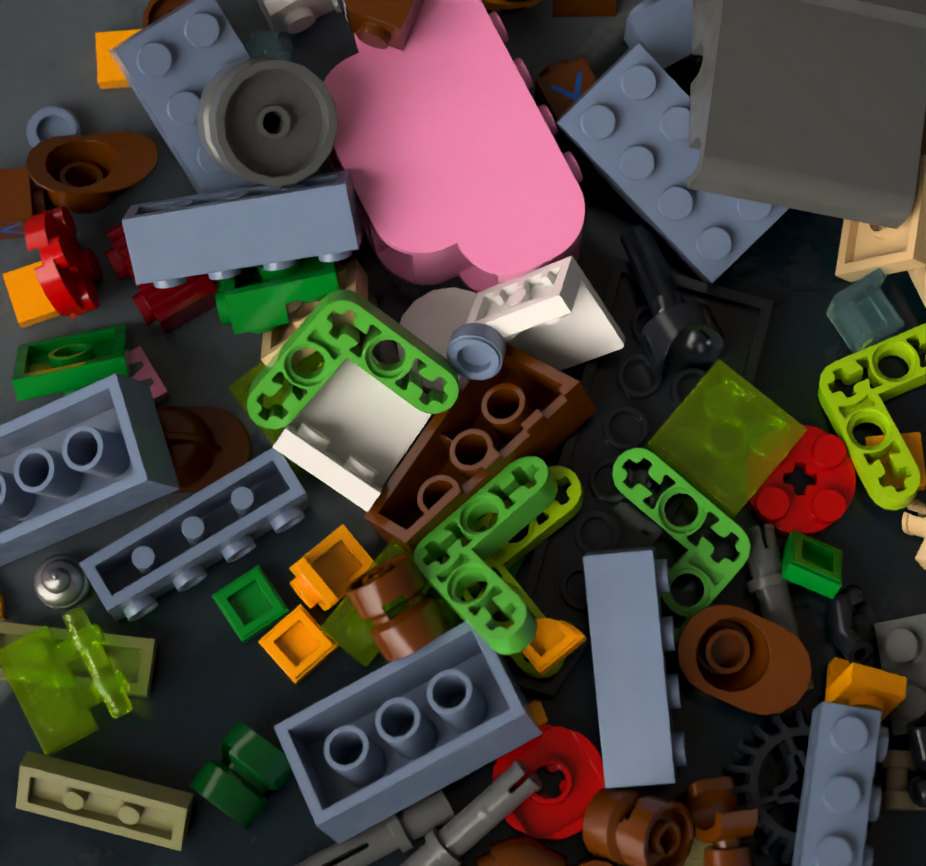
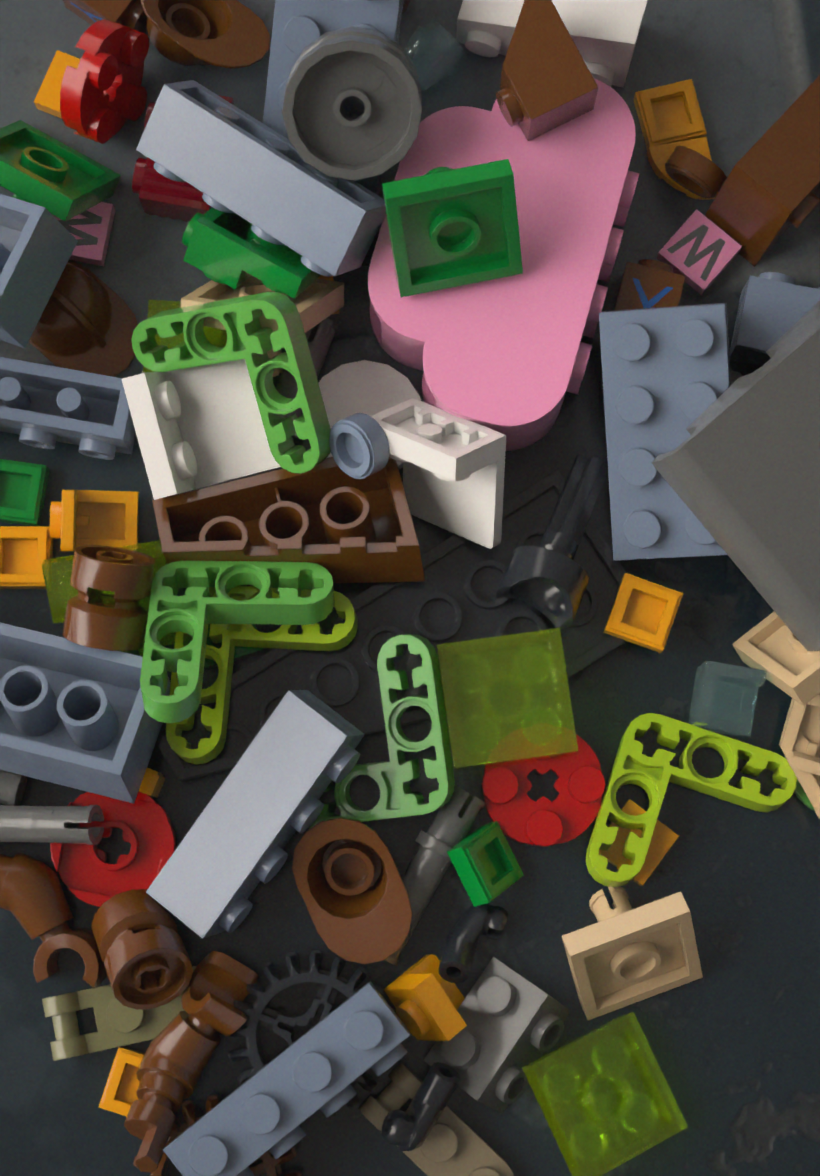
camera: 40 degrees right, 5 degrees up
(414, 144) = (453, 227): none -> green tile
(551, 643) = (204, 736): light orange tile -> none
(571, 35) = (699, 251): none -> bright pink tile
(761, 303) = (643, 612): none -> light orange tile

